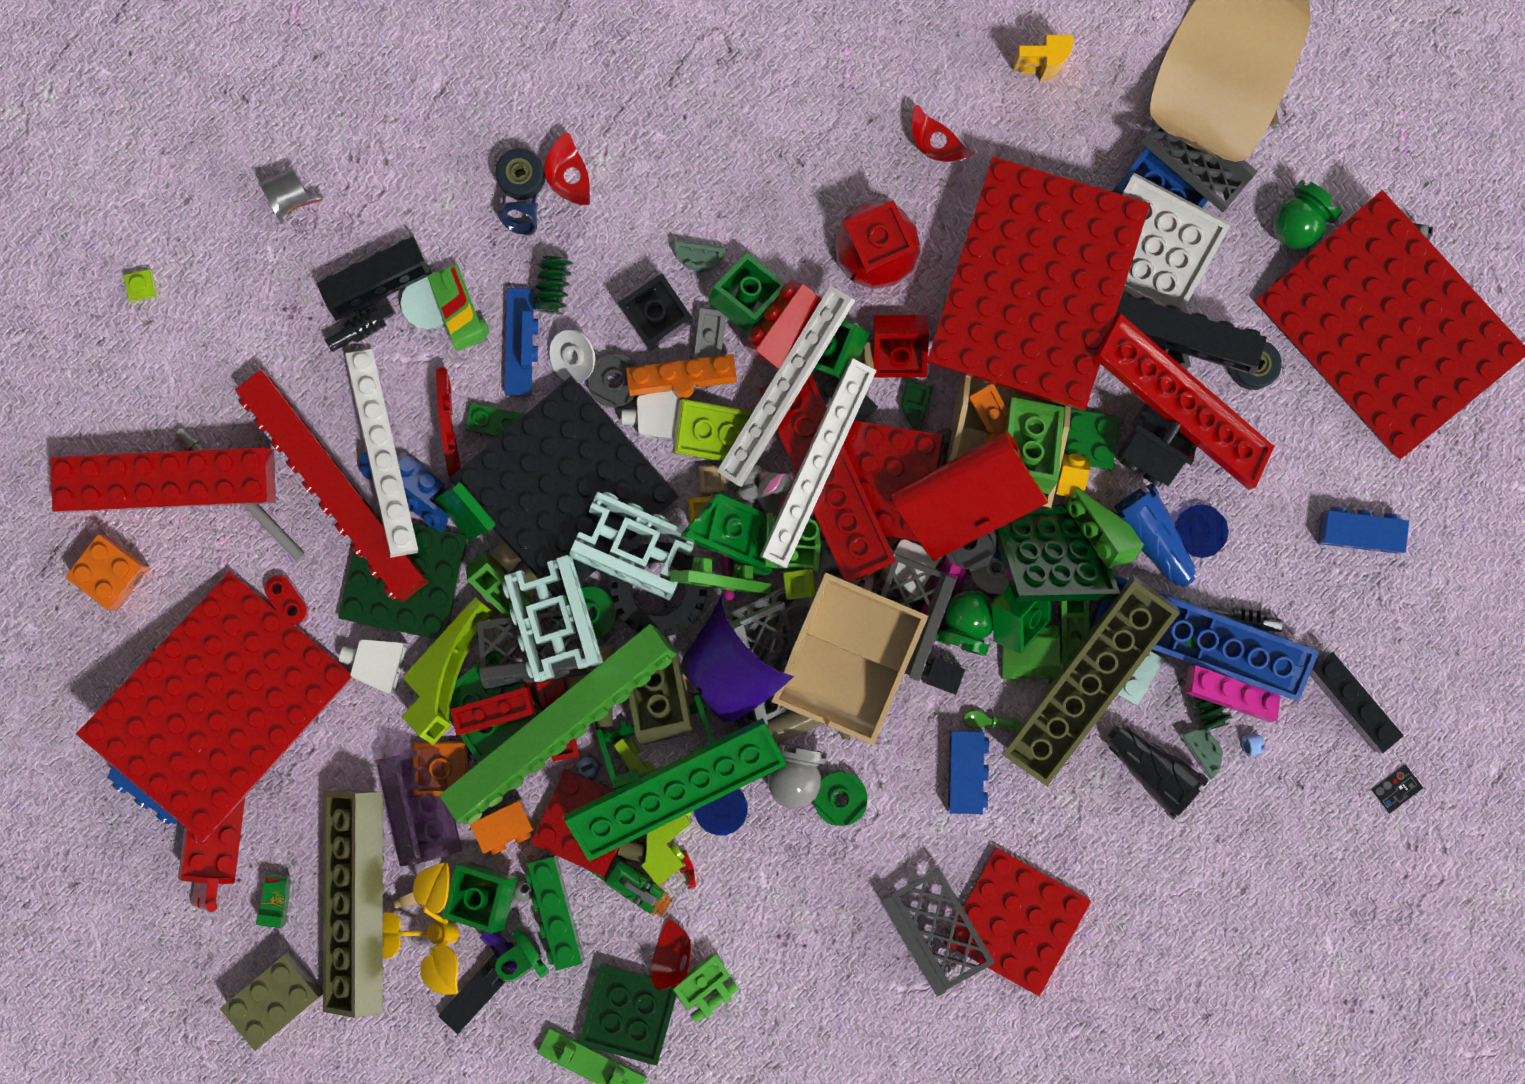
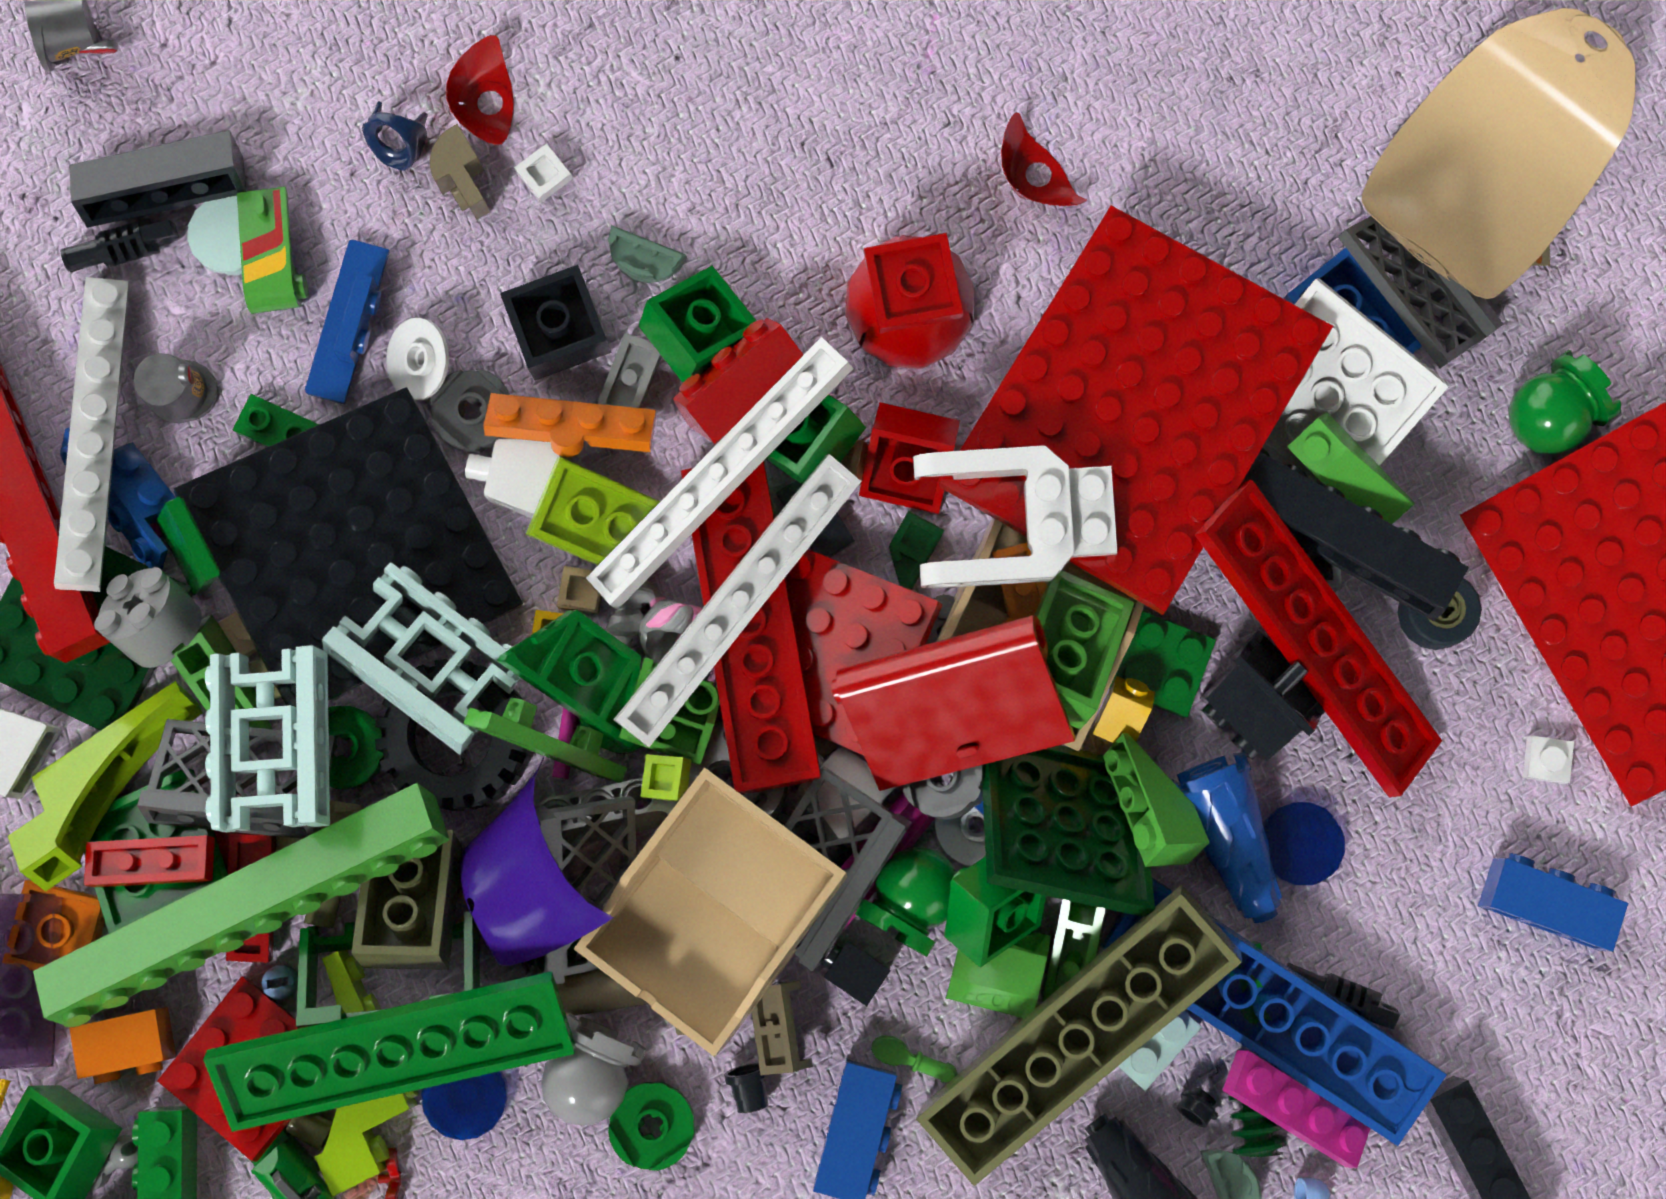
camera: 15 degrees right, 5 degrees down
(420, 411) = (175, 387): none -> flat silver hat
(444, 401) = (205, 390): red tile -> none
(452, 561) = (148, 616): none -> light grey brick
(524, 182) = (414, 93): black wheel -> none
(551, 285) = (414, 248): dark green piece -> none
(562, 224) = (454, 166): none -> dark tan brick
(620, 215) = (543, 173): none -> white plate
(894, 761) = (747, 1088): none -> black piece
(904, 723) = (776, 1031): none -> dark tan hinge
(1010, 363) = (1064, 508): none -> white plate
(1046, 58) = (1221, 87): yellow brick -> none
(1172, 707) = (1197, 1107): none -> black plate
(1177, 289) = (1345, 466): none -> bright green slope
(1343, 442) = (1548, 759): none -> white plate

